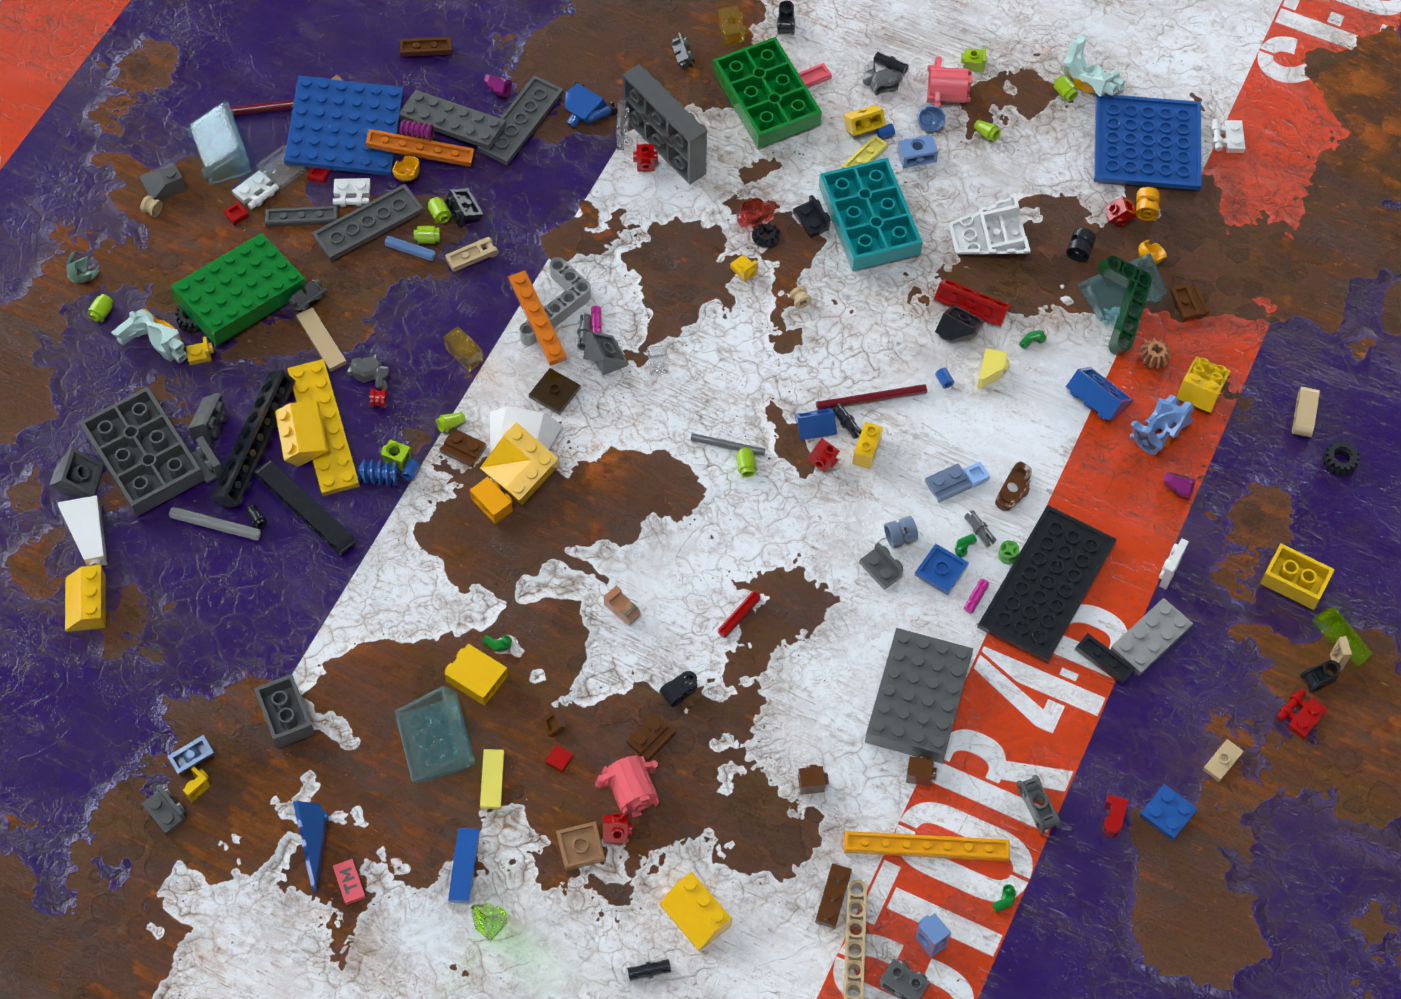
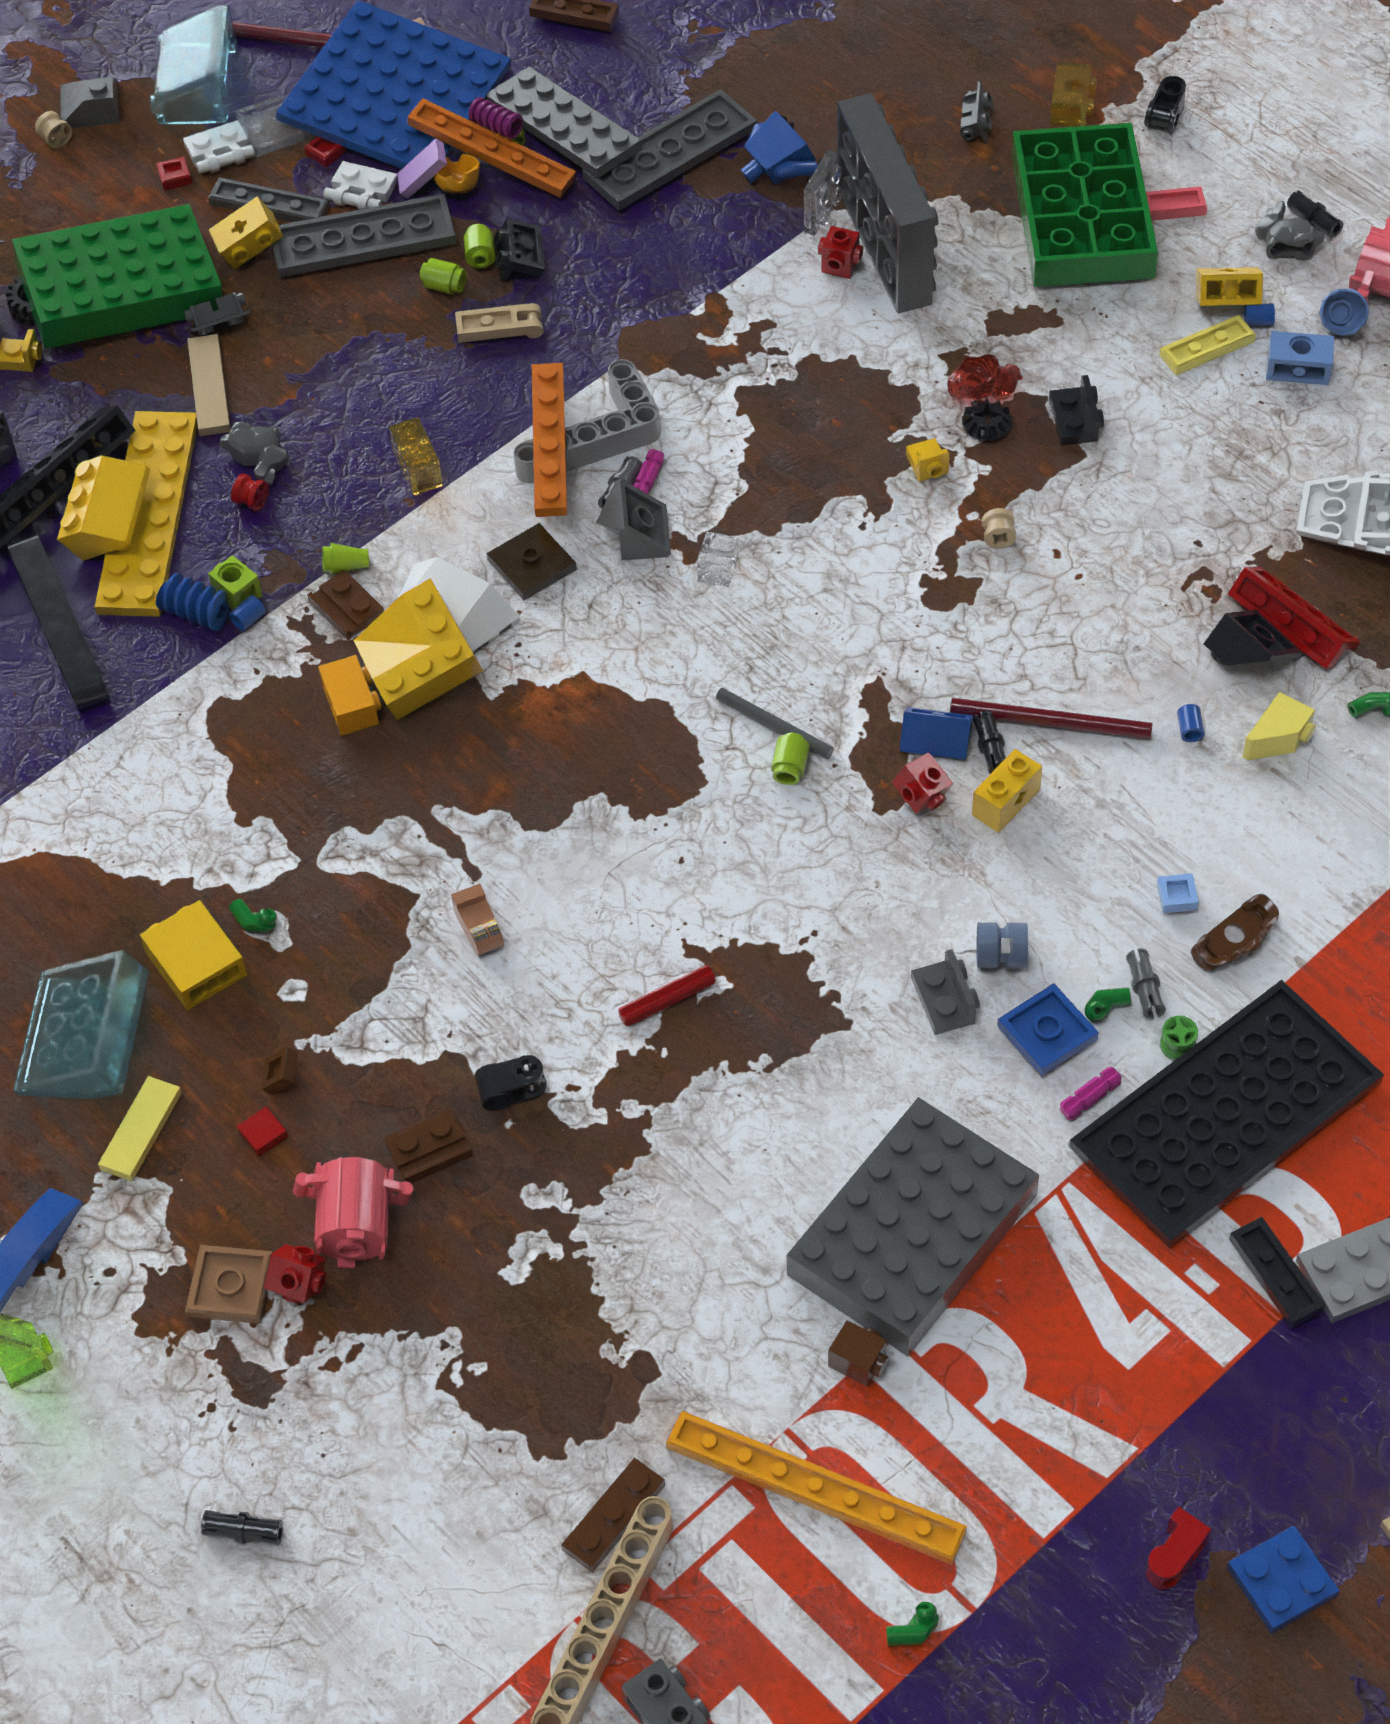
camera: 25 degrees right, 5 degrees down
(302, 240) = (246, 232): none -> yellow brick
(385, 172) = (421, 168): none -> lavender tile
(410, 248) = (409, 290): medium blue axle -> none
(498, 85) = (659, 91): magenta rock -> none
(695, 911) = (363, 1458): yellow slope -> none
(812, 779) = (663, 1305): reddish brown brick -> none
(870, 214) = (1173, 431): teal brick -> none
(932, 934) = (748, 1641): medium blue brick -> none
(948, 483) = (1123, 893): sand blue plate -> none
(1043, 816) = (1045, 1503): dark grey piece -> none

